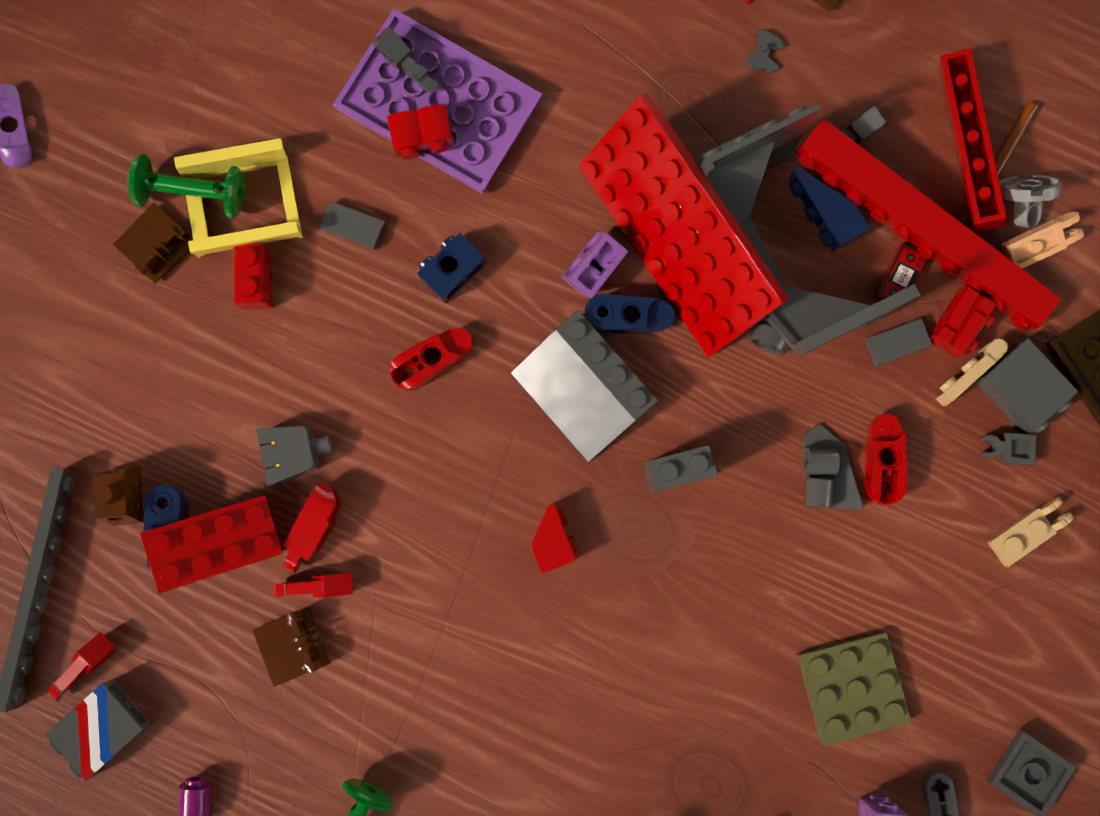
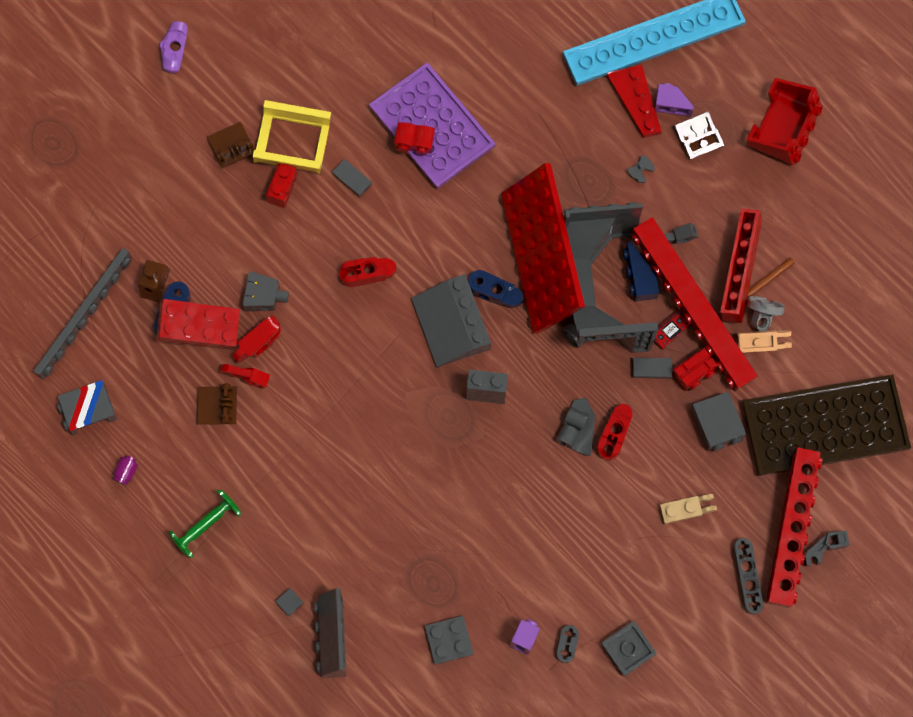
camera: 20 degrees right, 10 degrees down
(84, 662) = (96, 365): red piece -> none
(142, 177) = (239, 107): green hose -> none
(399, 56) = (419, 91): dark grey piece -> none
(446, 284) = (396, 232): dark blue brick -> none
(550, 542) = (394, 402): red slope -> none
(594, 264) = (486, 252): medium lavender brick -> none
(853, 688) = (542, 558): olive plate -> none
(972, 371) = (676, 406): tan hinge -> none
(1013, 448) = (697, 456): dark grey plate -> none

